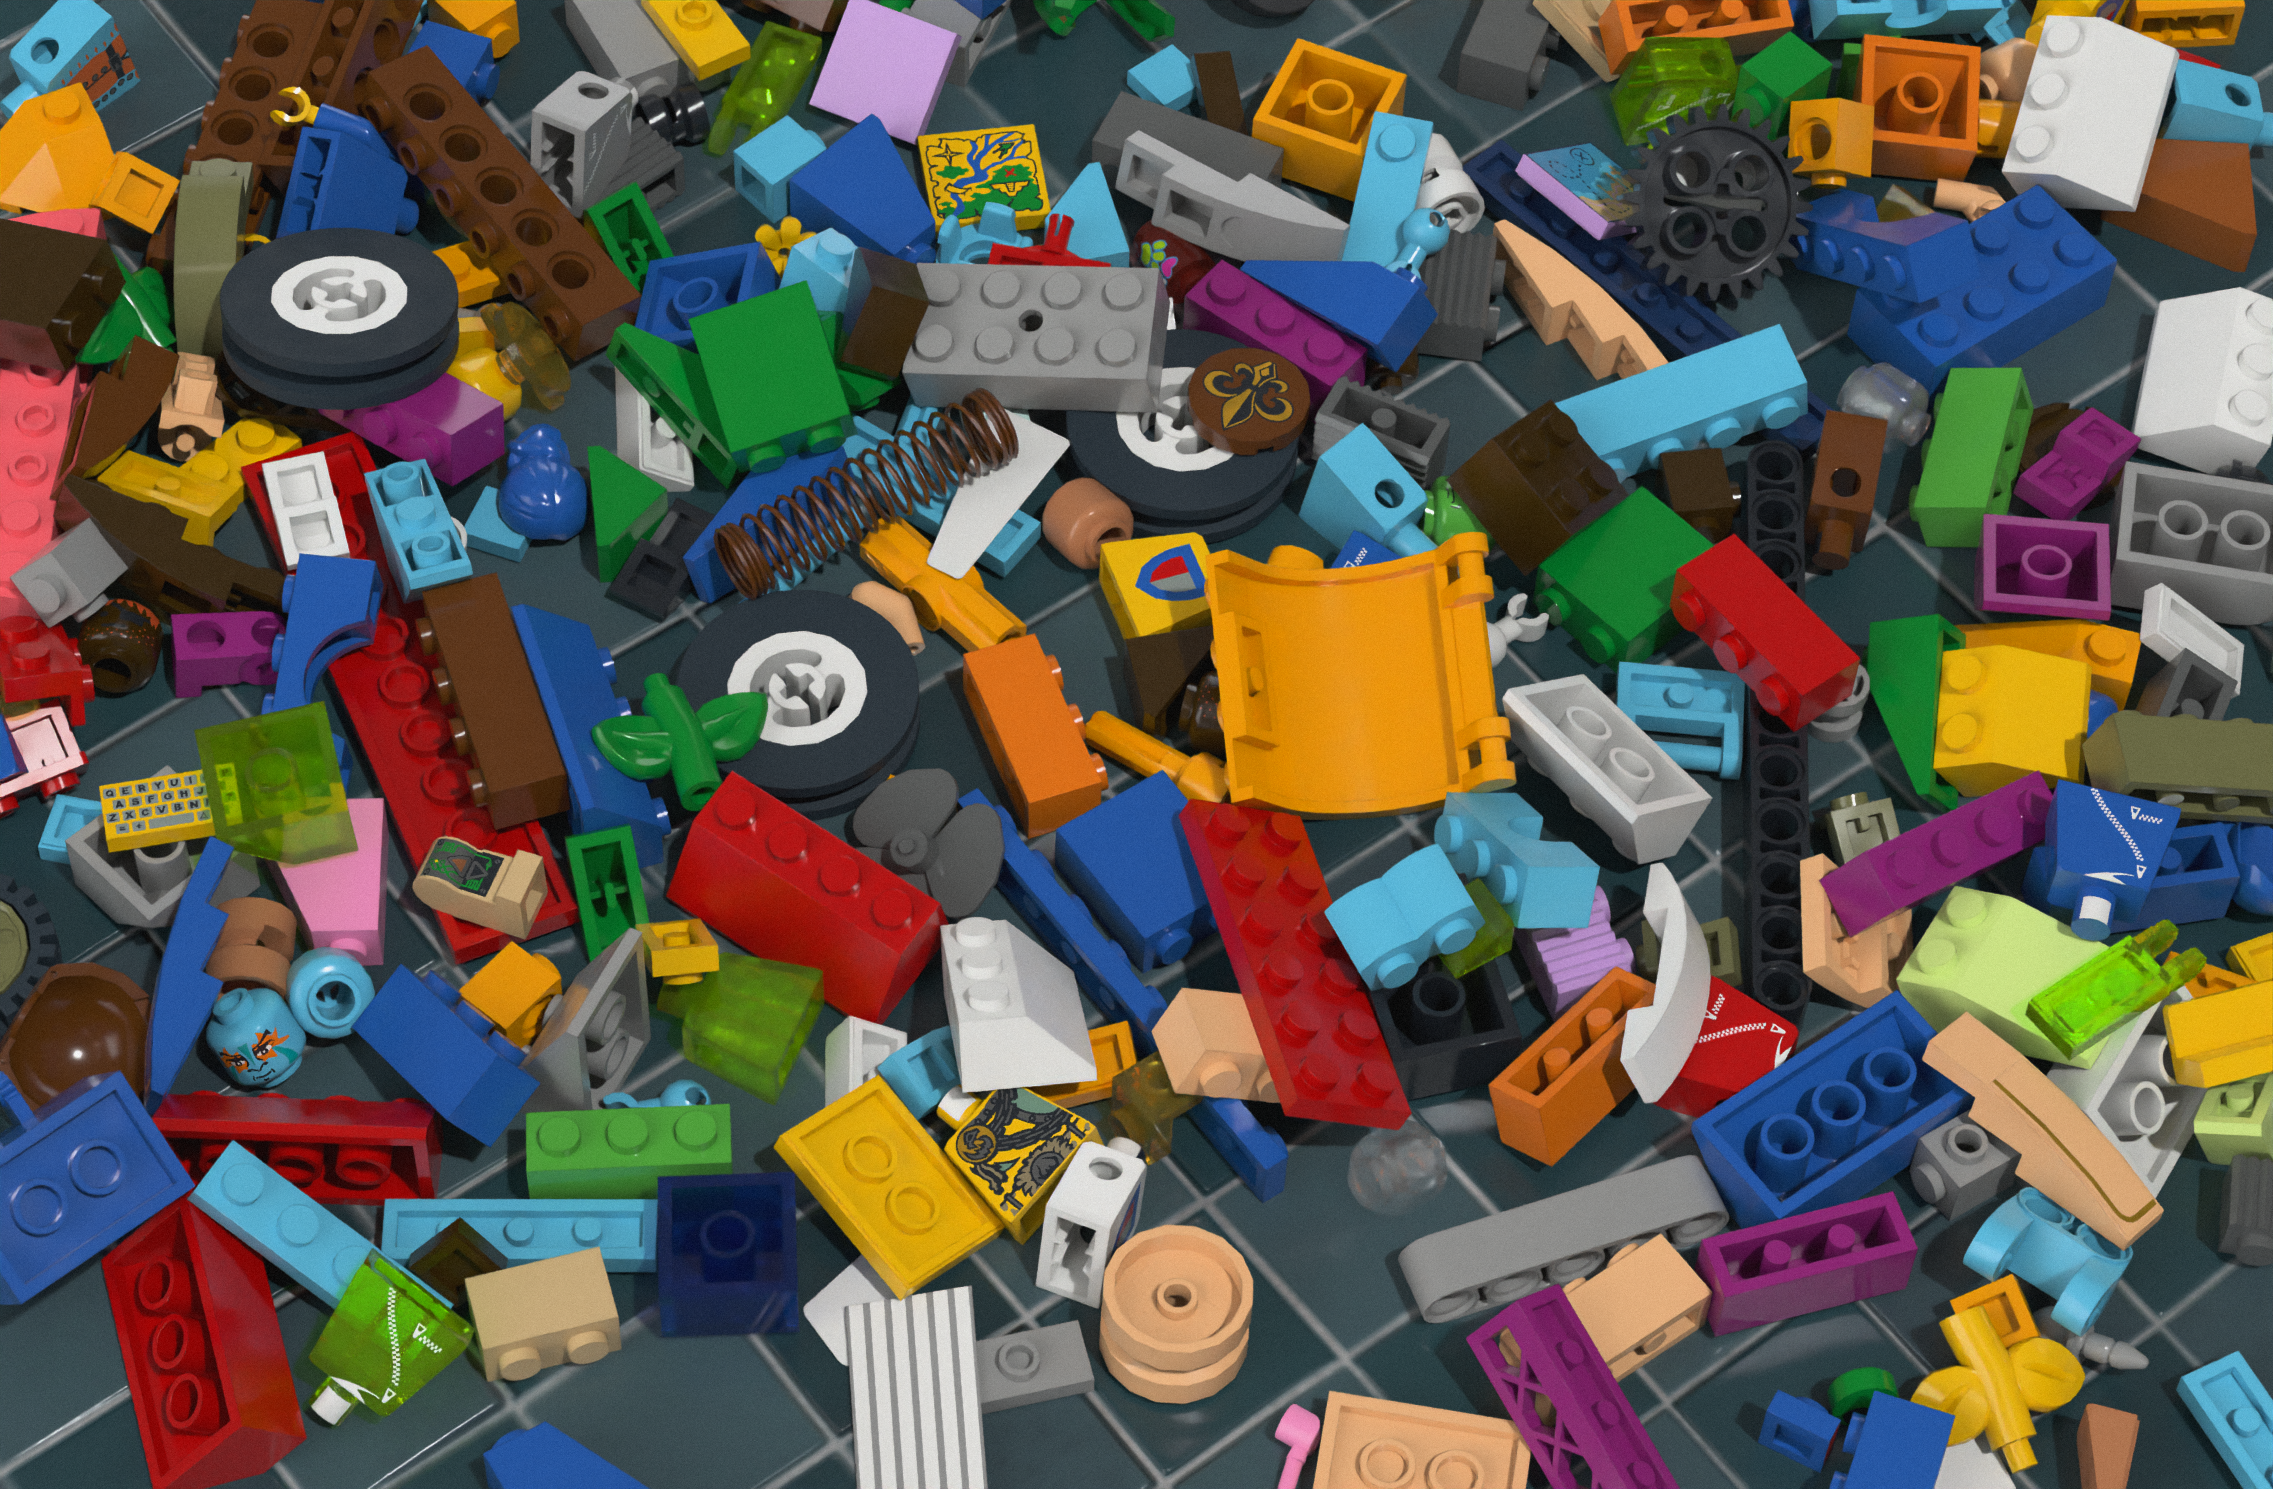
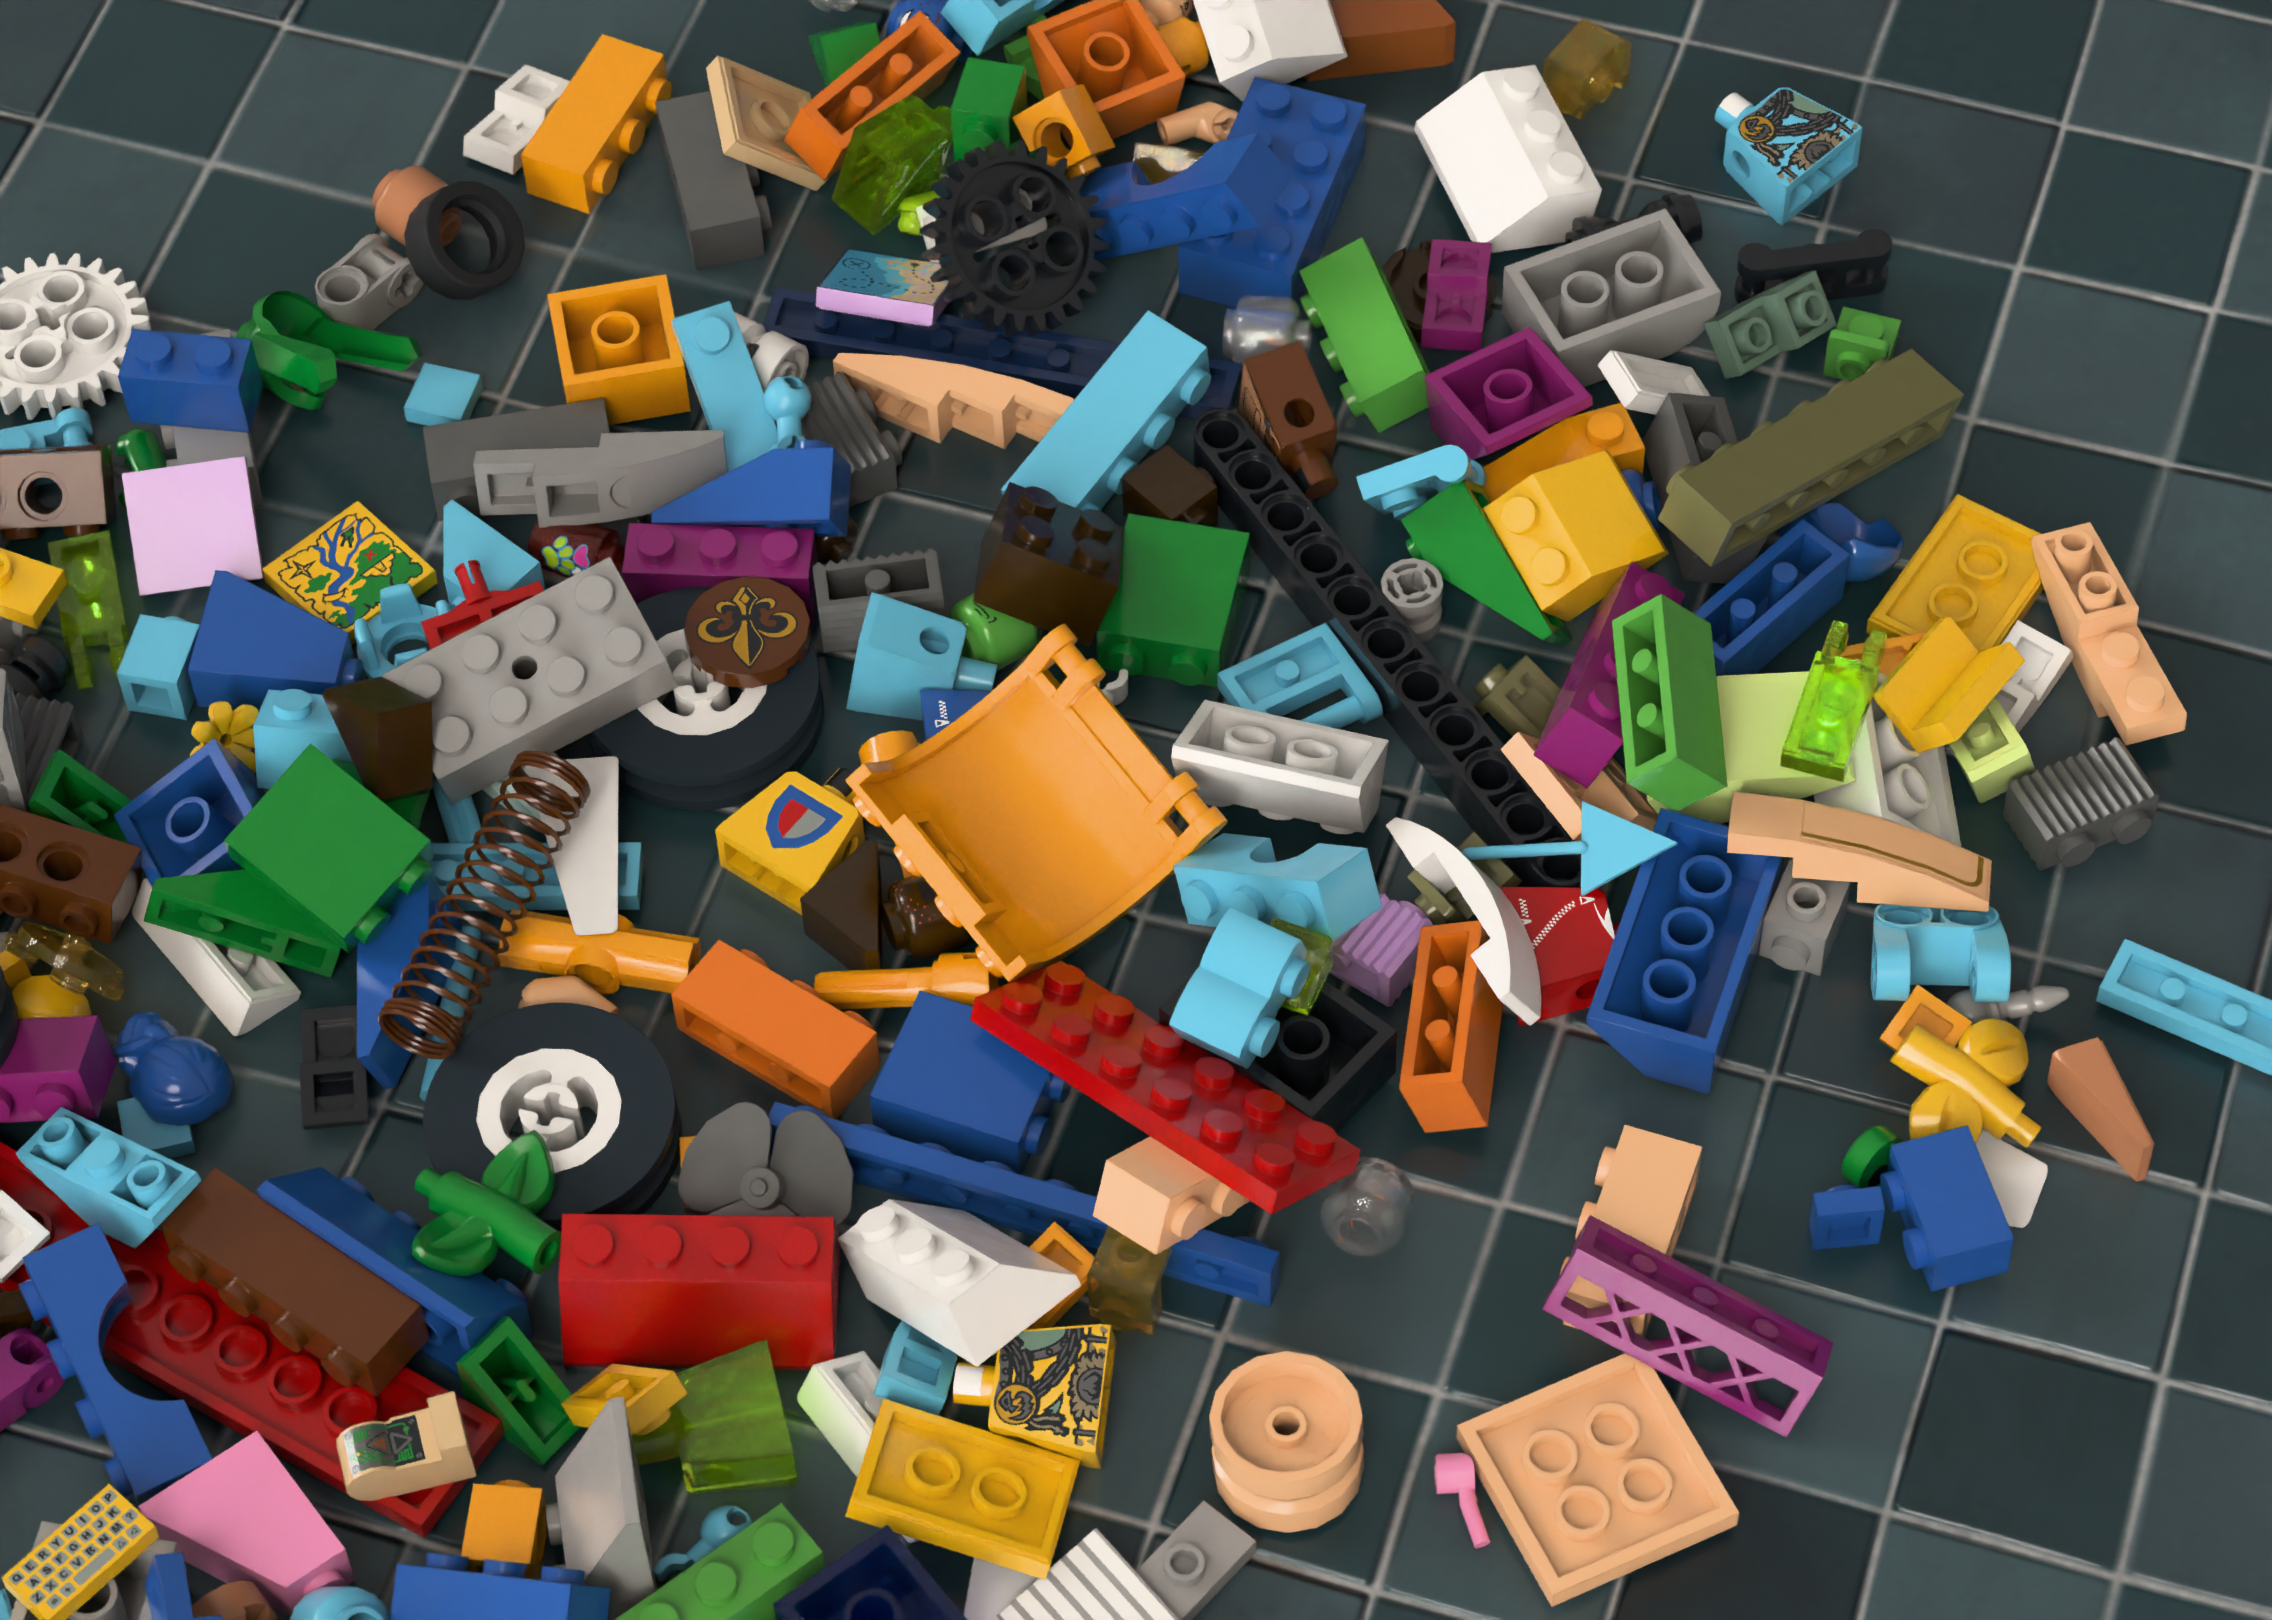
camera: 30 degrees left, 0 degrees up
(277, 785) = (172, 1471): clear neon green slope -> none
(624, 509) = (260, 1049): green slope -> none
(1084, 517) = (679, 819): nougat head -> none
(1098, 1192) = (1151, 1382): white torso -> none
(1218, 90) = (498, 381): dark brown piece -> none
(1559, 1238) = (1539, 1182): light grey beam -> none
(1763, 633) = (1330, 576): red brick -> none
(1806, 1263) = (1753, 1075): magenta brick -> none
(1822, 996) = (1606, 847): none -> medium azure piece
(1906, 594) = (1415, 480): none -> medium azure plate
(1957, 901) = (1669, 703): none -> bright green brick
(2103, 854) = (1747, 594): blue torso -> none

